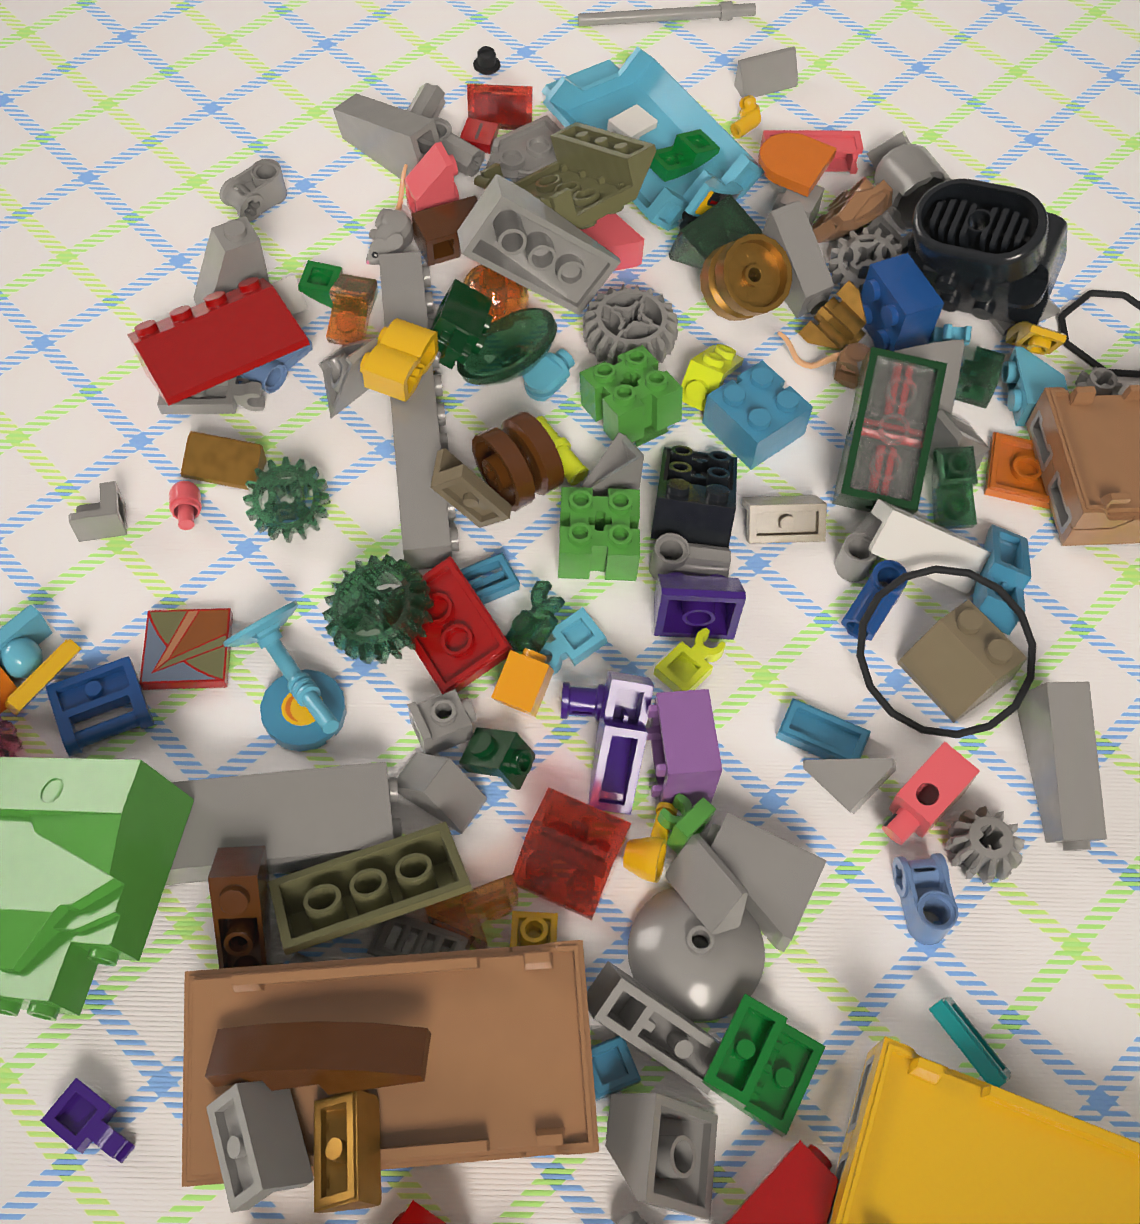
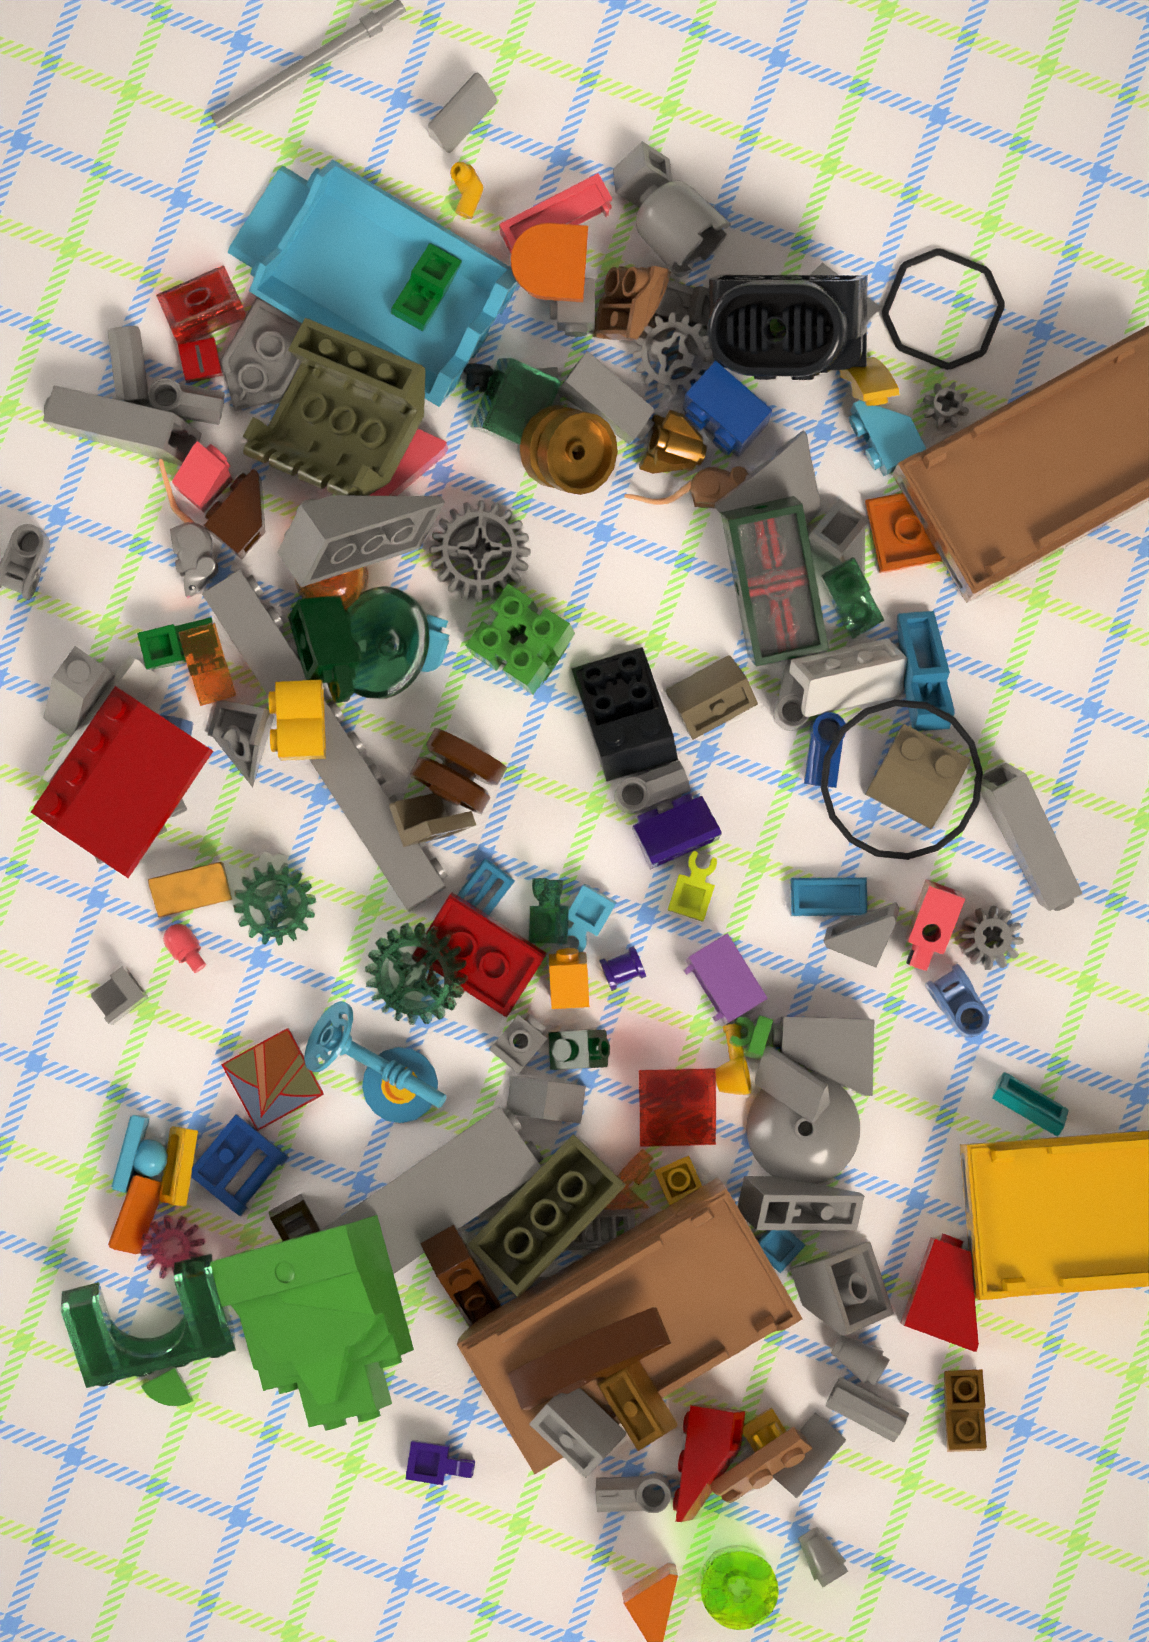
camera: 25 degrees left, 25 degrees up
(486, 61) = (151, 245): black piece -> none
(573, 468) = (479, 727): neon yellow pin -> none
(599, 533) = (583, 809): bright green brick -> none
(617, 468) = (546, 732): light grey slope -> none
(620, 742) = (671, 993): slope -> none
(632, 122) = (362, 290): white panel -> none
(707, 373) = (579, 567): neon yellow bracket -> none
(710, 194) = (490, 351): medium azure slope -> none
(756, 414) = (643, 599): dark azure piece -> none
(763, 1065) = (888, 1193): green slope -> none
(949, 333) = (788, 413): medium azure plate -> none
(979, 377) = (831, 443): clear green brick -> none

